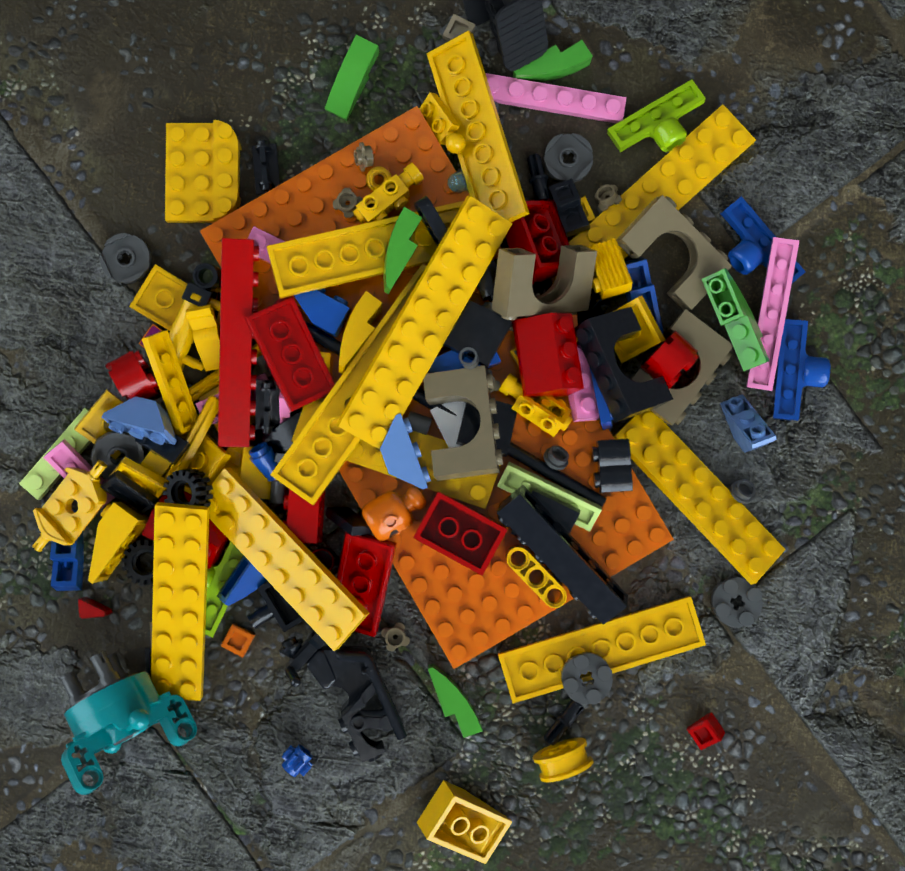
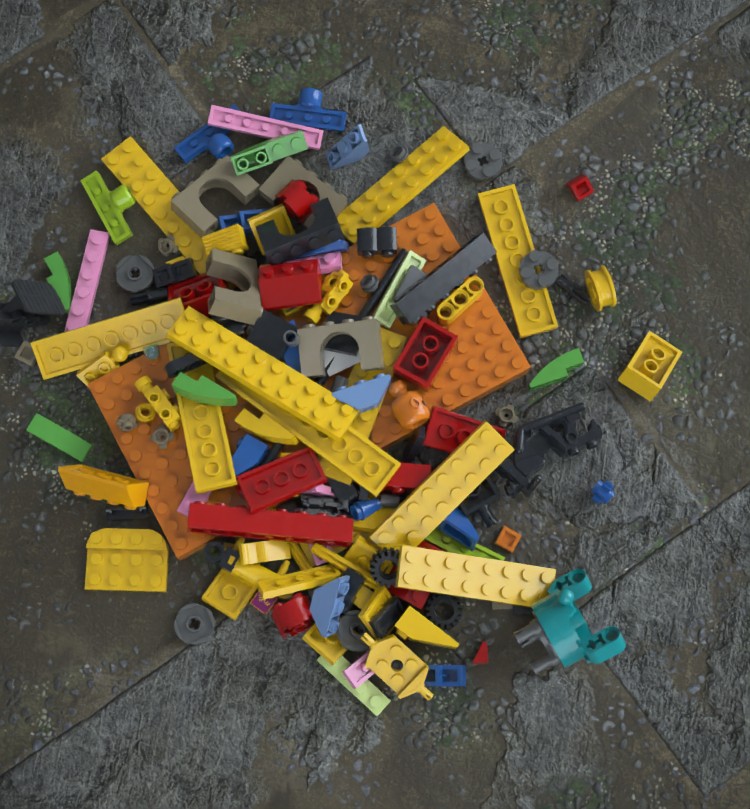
camera: 85 degrees left, 10 degrees down
(288, 136) = (104, 485): none -> light orange slope

